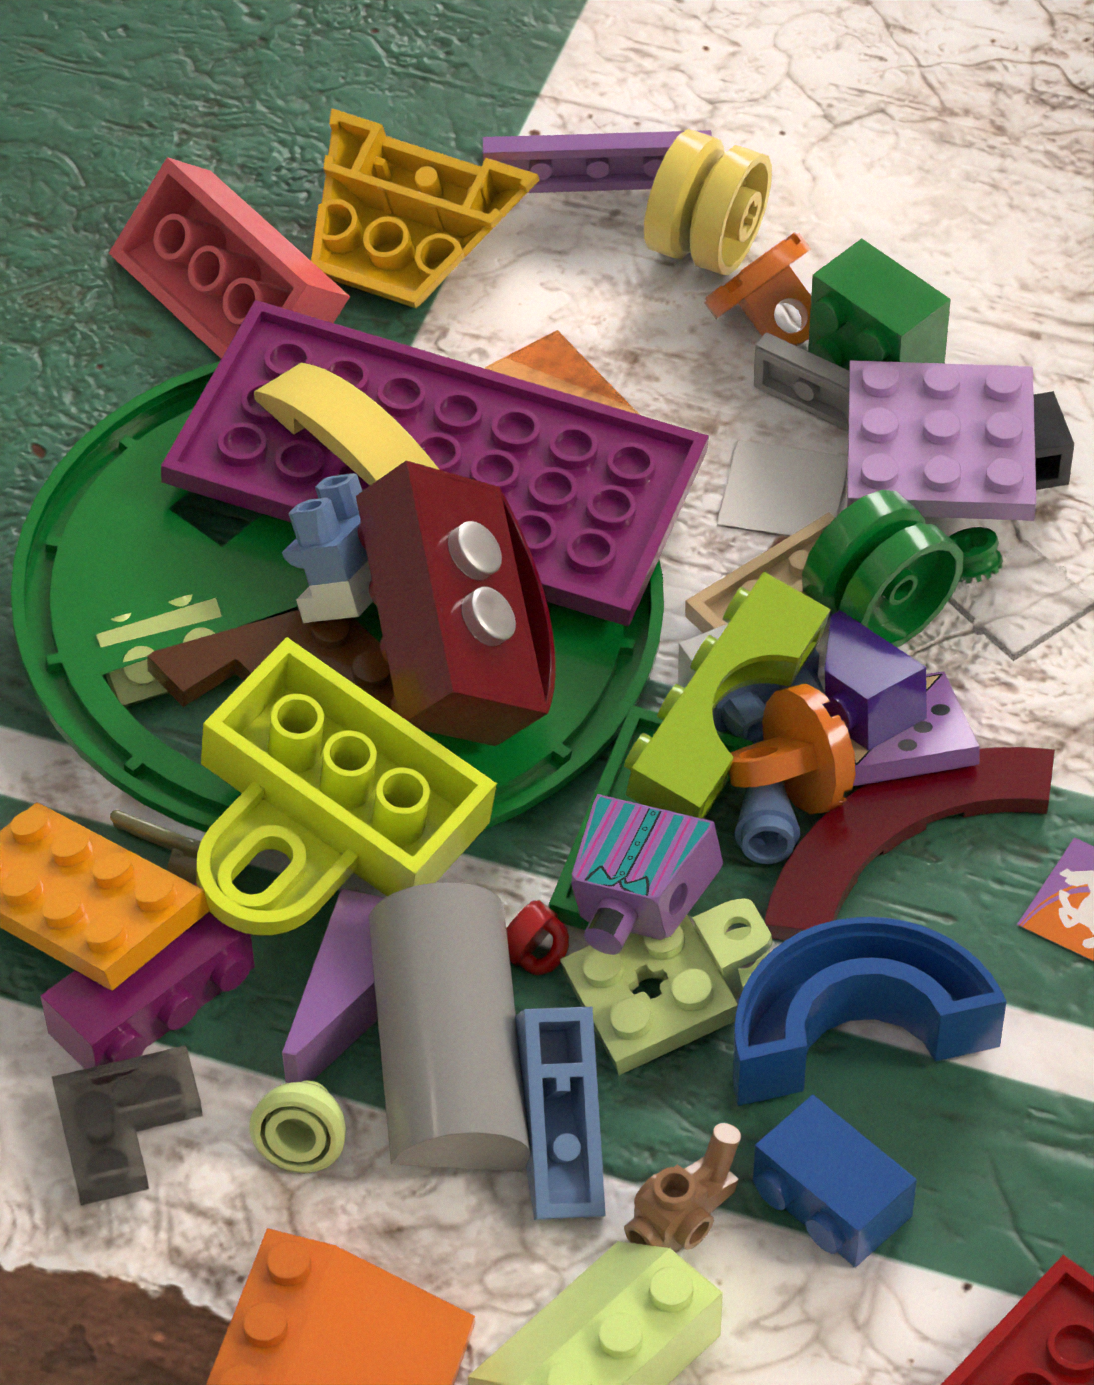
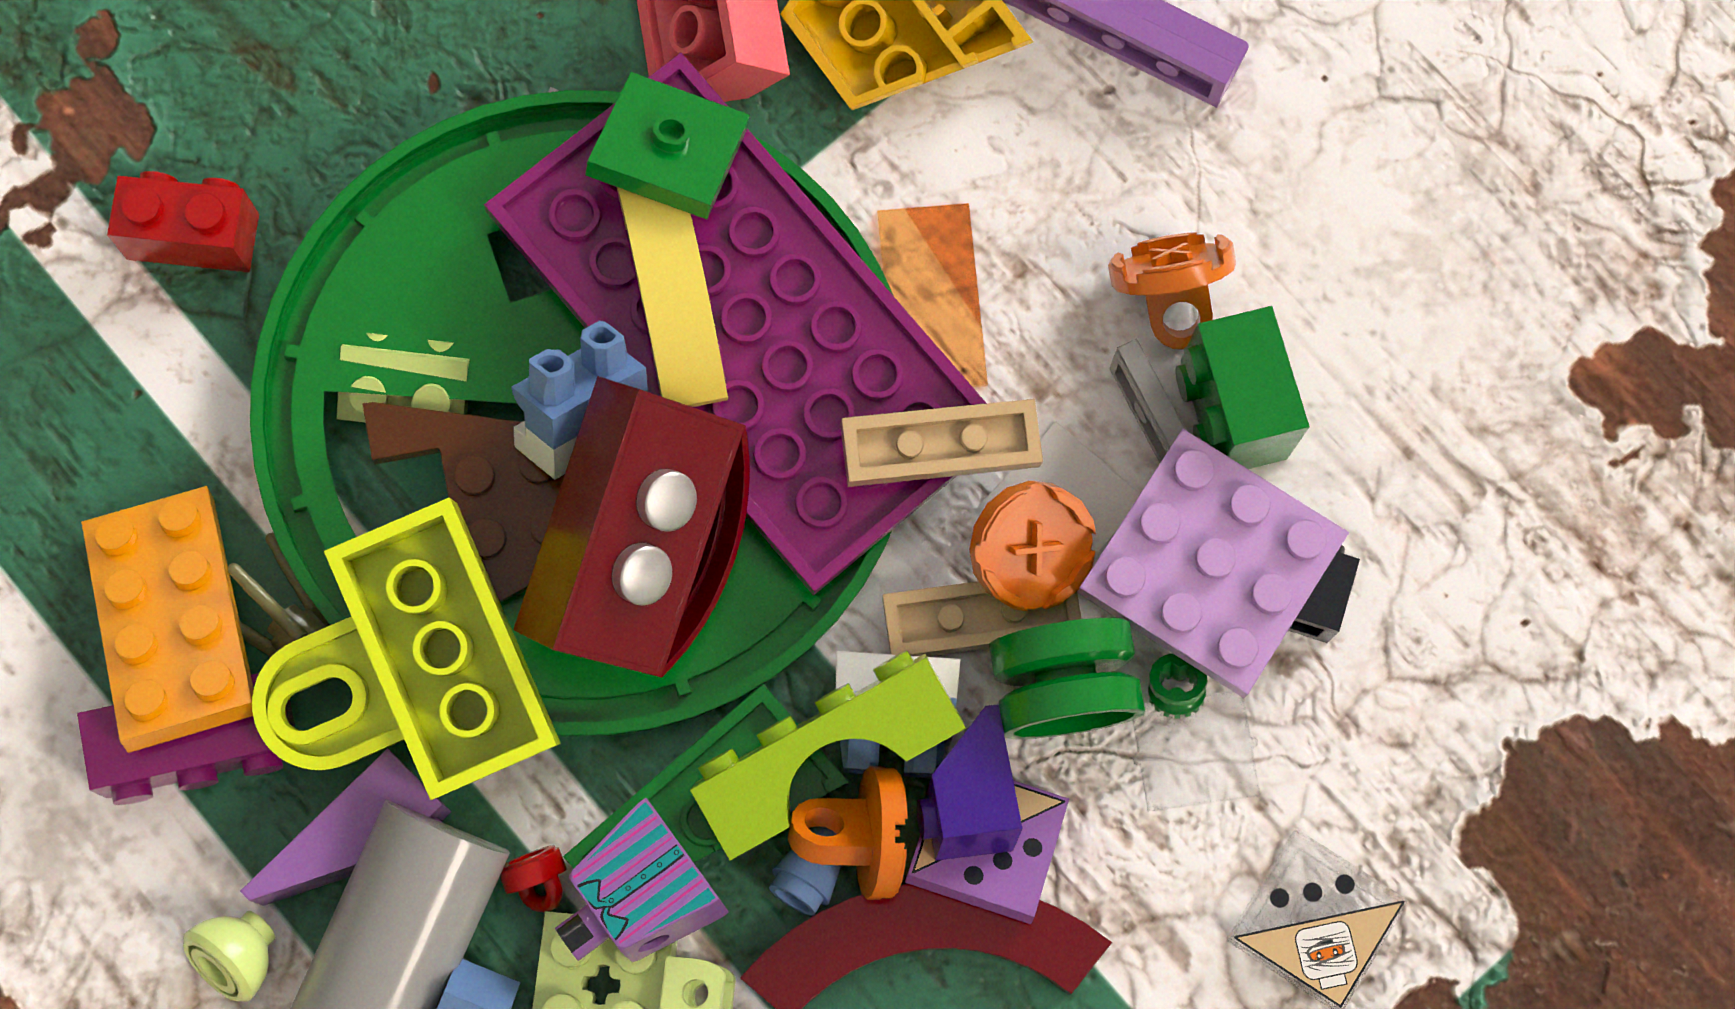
camera: 25 degrees right, 25 degrees up
(107, 1107) = (80, 843): clear smoke plate -> none
(295, 349) = (667, 145): none -> green plate
(661, 456) = (941, 442): none -> tan plate
(707, 202) = (1177, 152): light yellow wheel -> none
(784, 492) = (1032, 545): none -> orange tile

